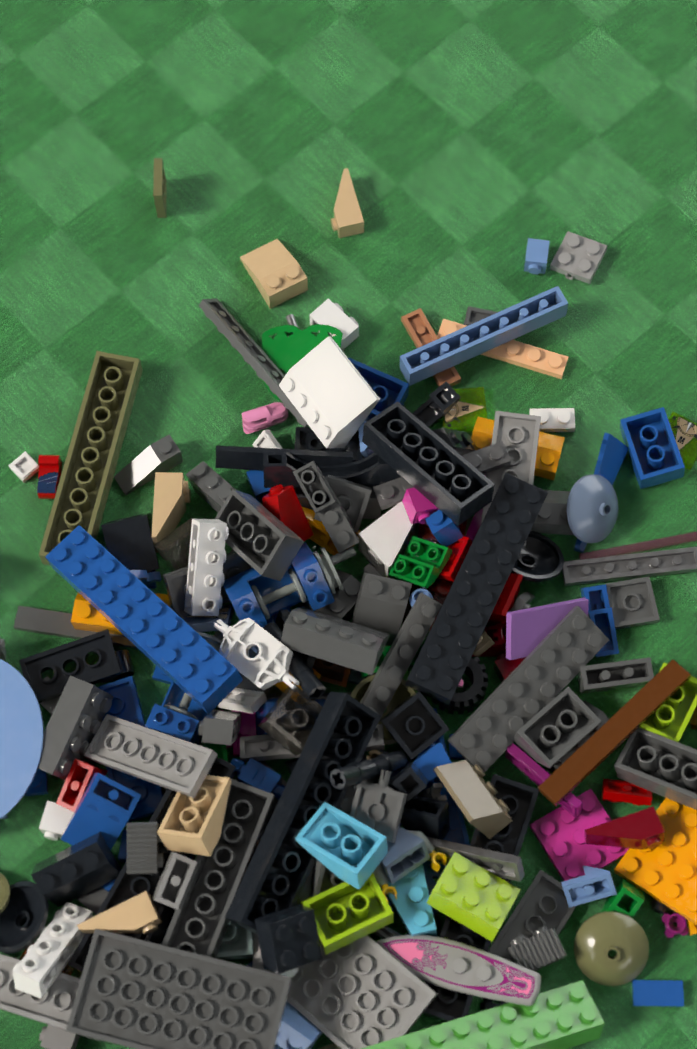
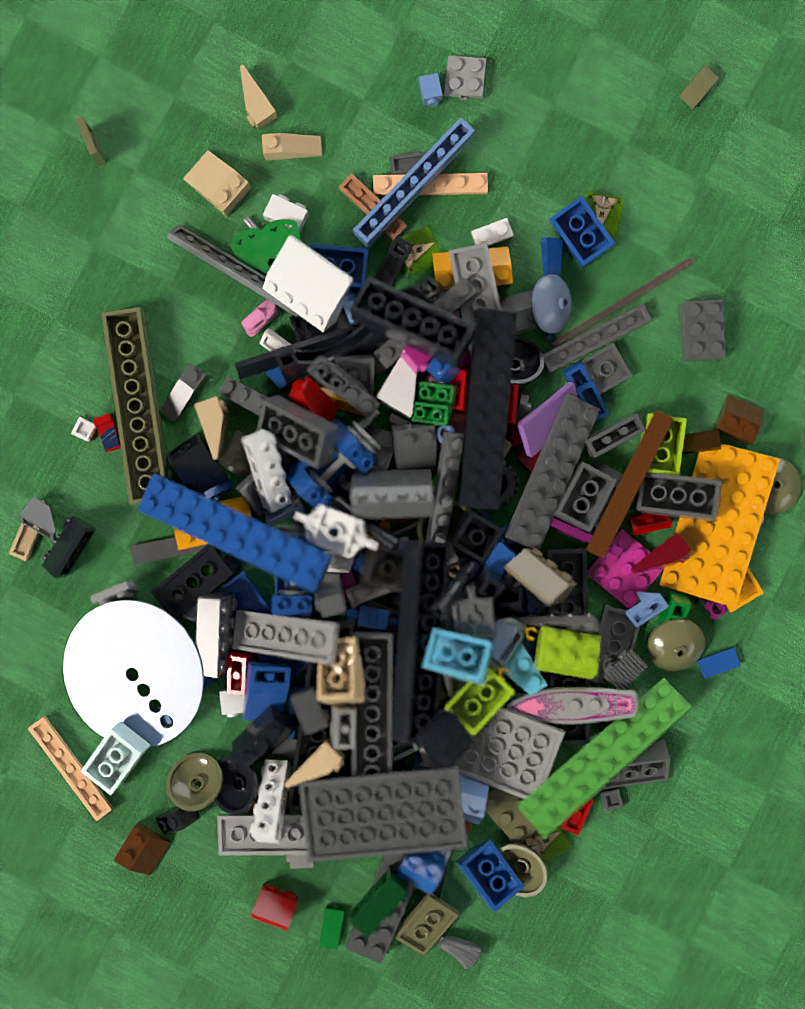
camera: 20 degrees left, 20 degrees up
(365, 261) = (290, 146): none -> tan slope

